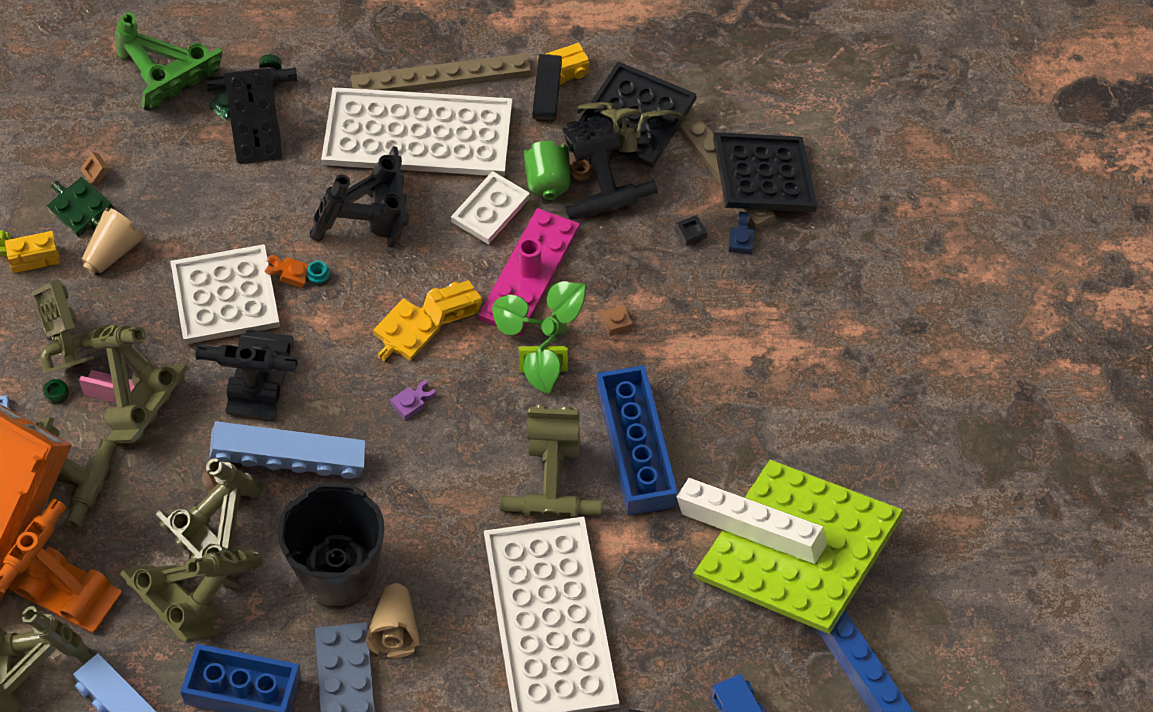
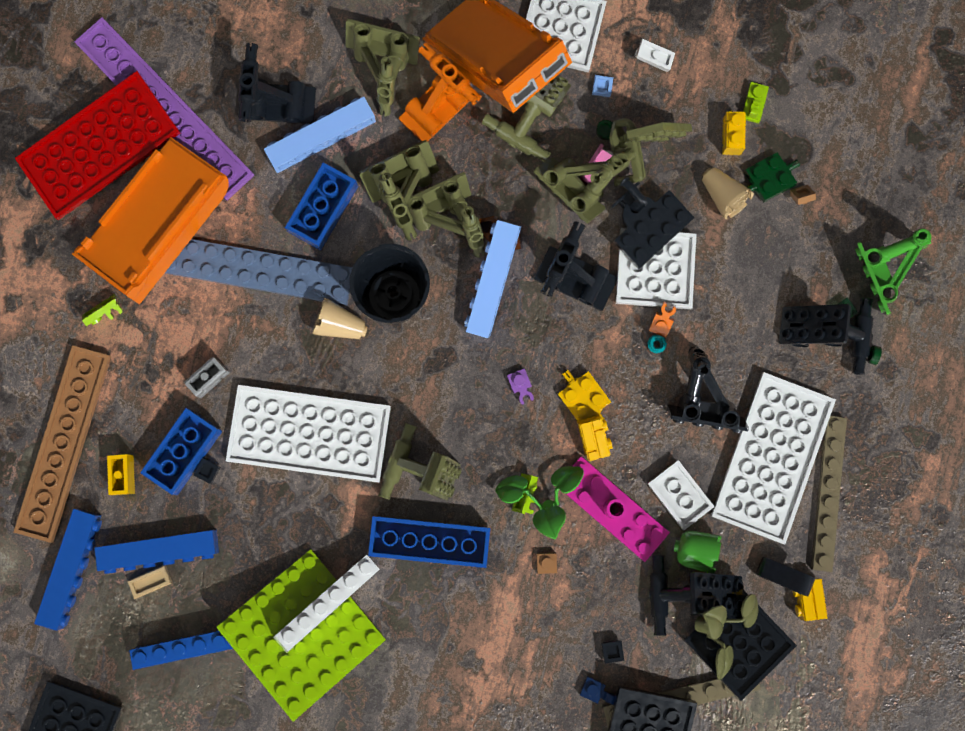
camera: 105 degrees right, 25 degrees up
(168, 307) = (648, 222): none -> black plate

